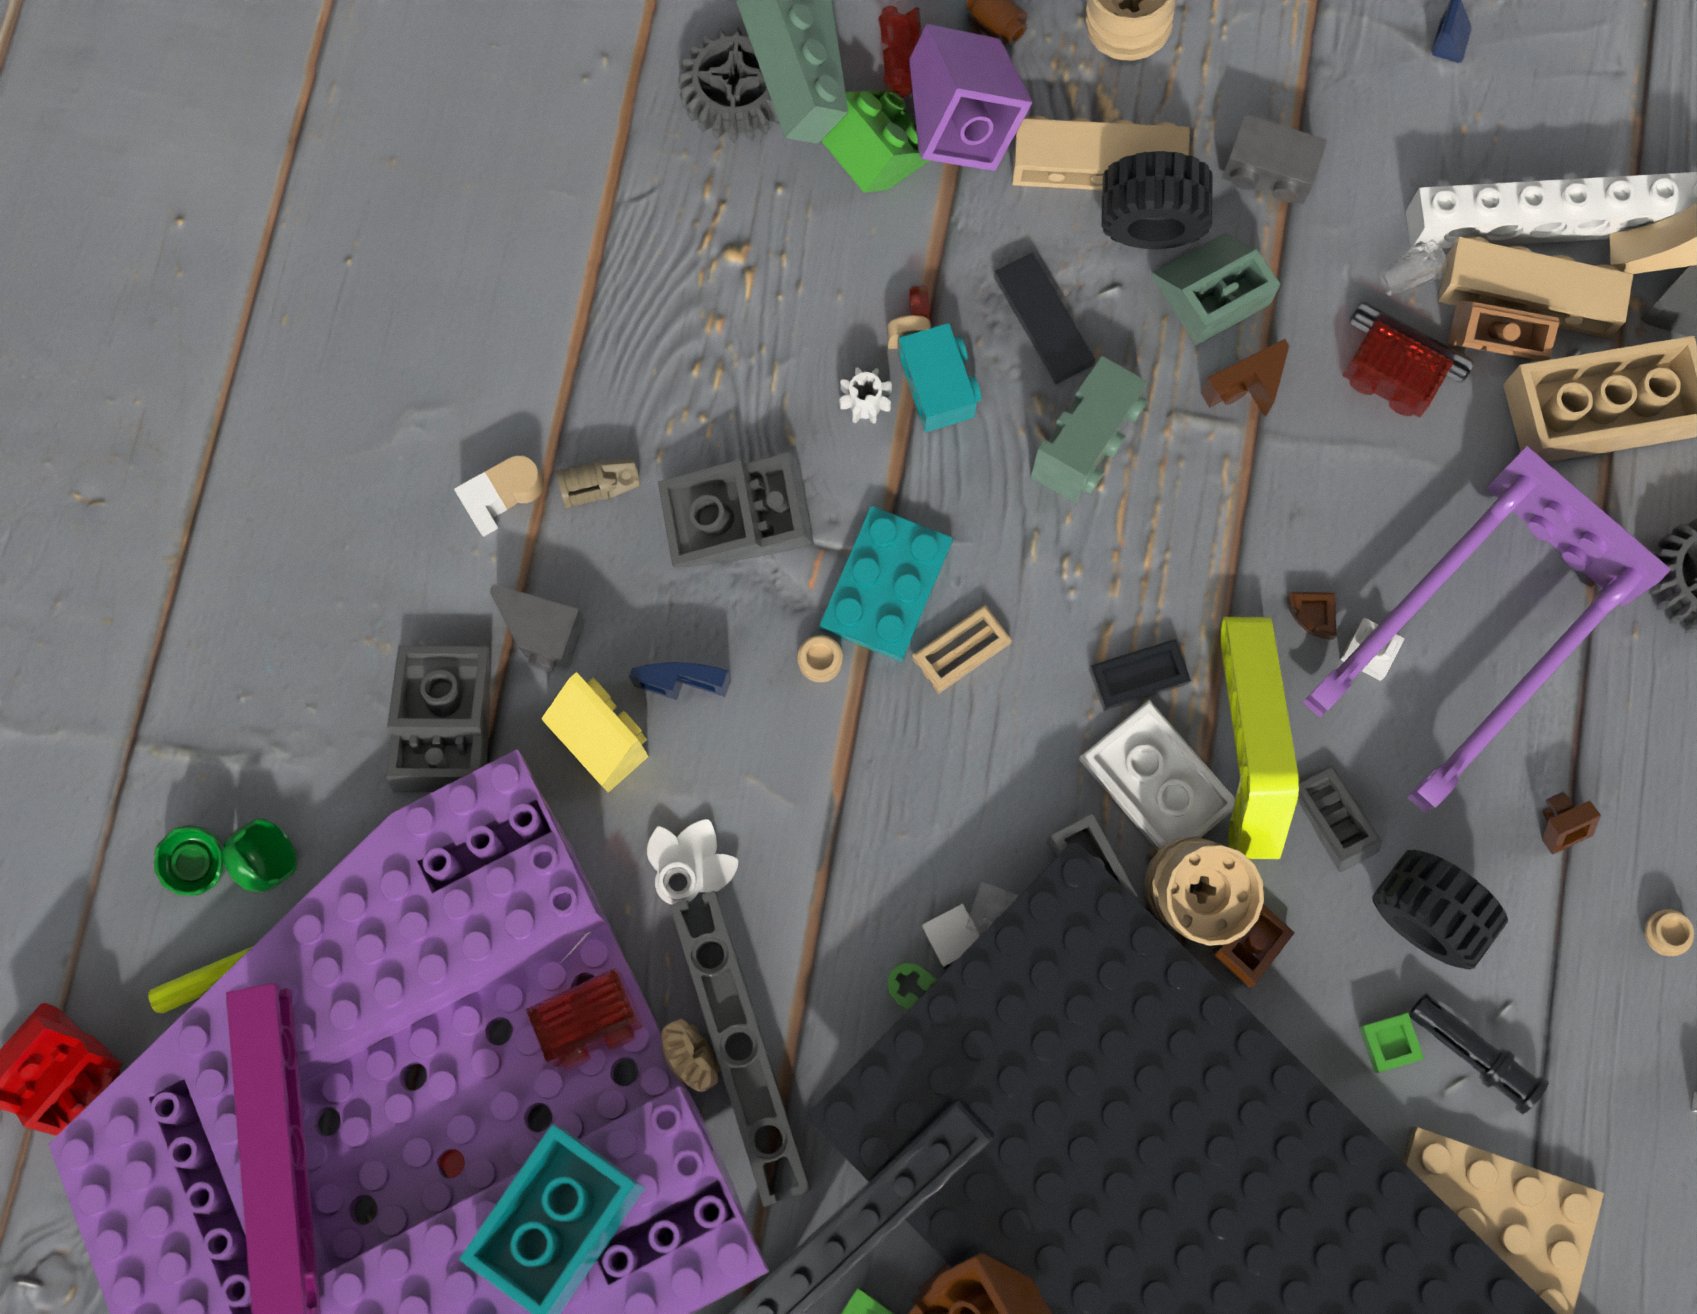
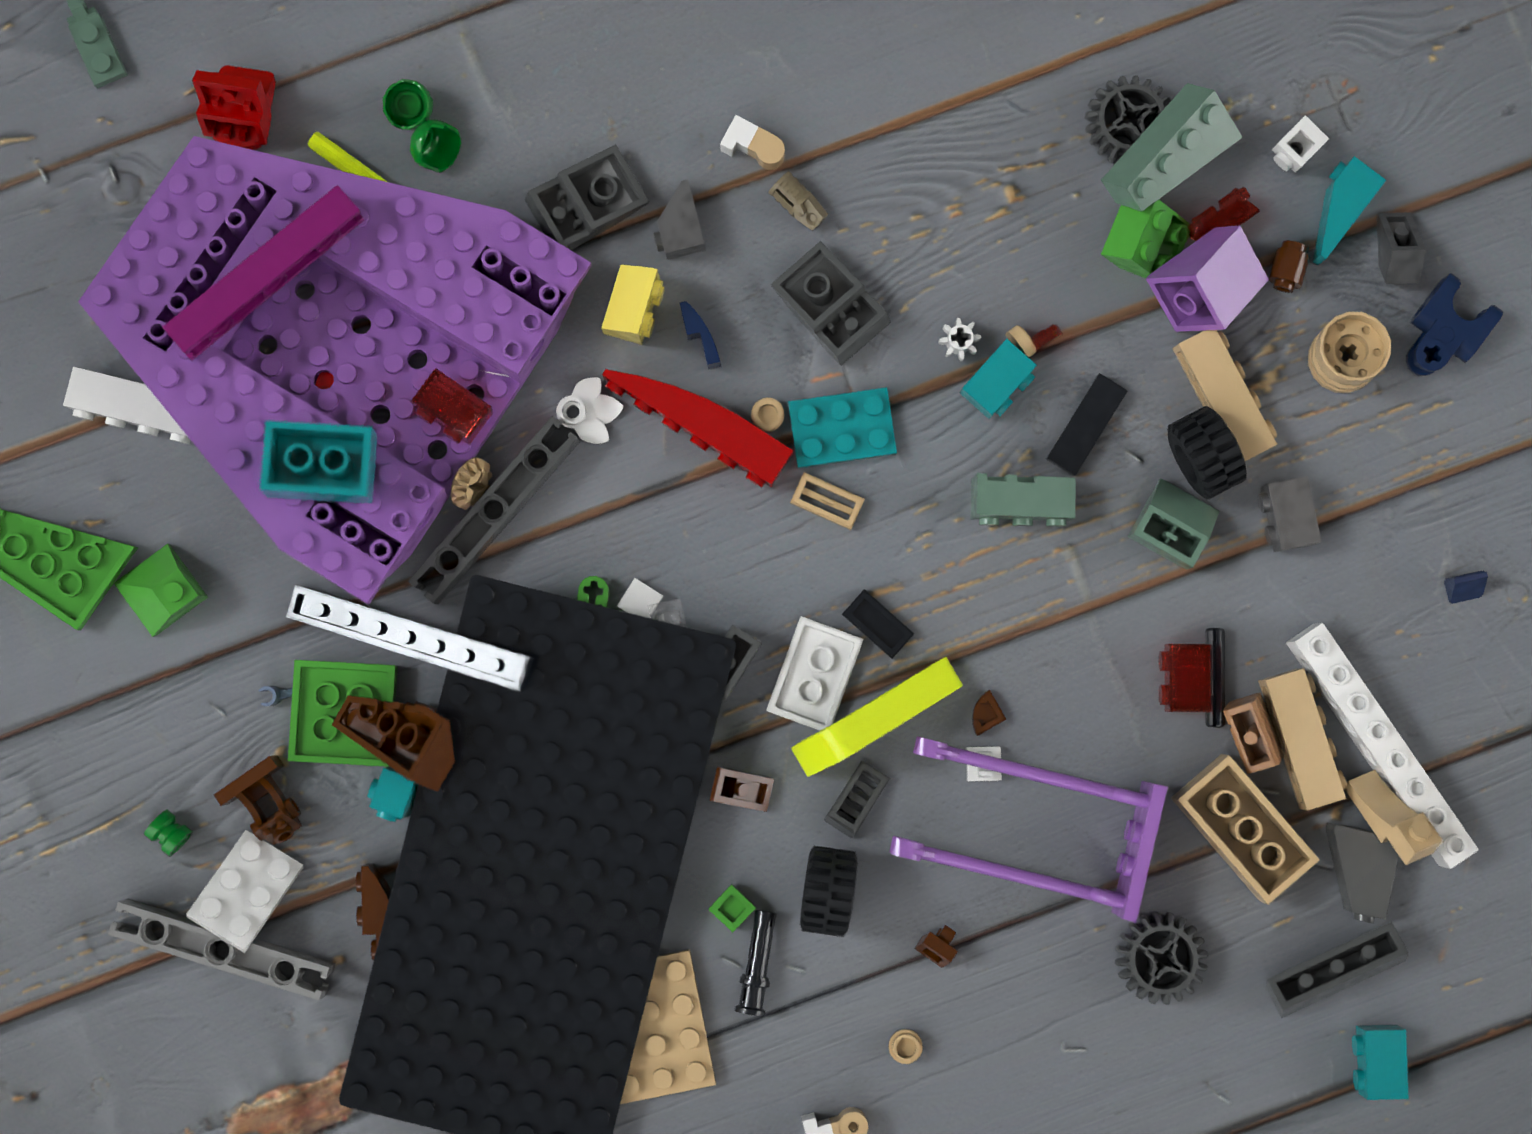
camera: 60 degrees right, 10 degrees up
(790, 731) = (708, 424): none -> red slope
(1228, 896) = (747, 754): tan wheel -> none
(1257, 374) = (1129, 586): reddish brown slope -> none
(1414, 268) = (1268, 651): clear cone -> none

